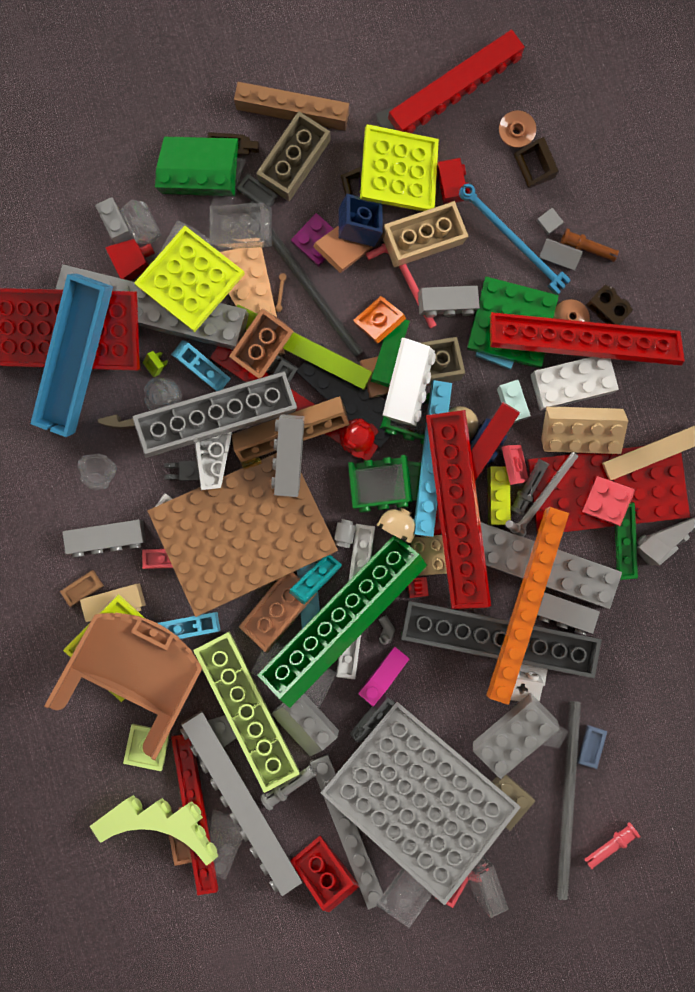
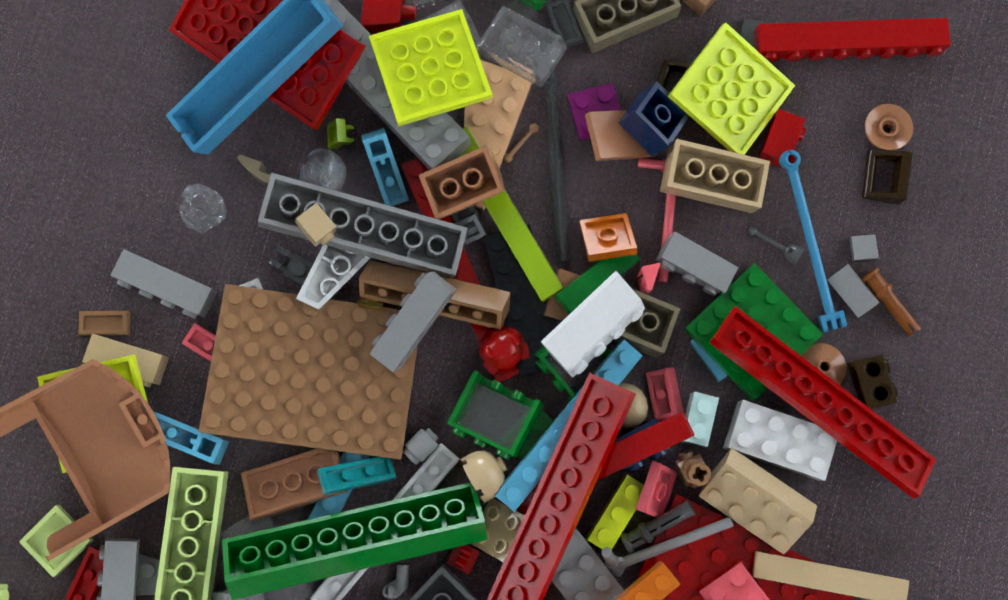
camera: 35 degrees right, 5 degrees down
(186, 432) = (316, 225): none -> tan brick
(422, 330) = (646, 277): none -> coral slope
(480, 399) = (664, 393): none -> coral slope
(505, 254) = (791, 252): none -> dark grey hinge
(529, 436) = (692, 469): none -> medium nougat connector

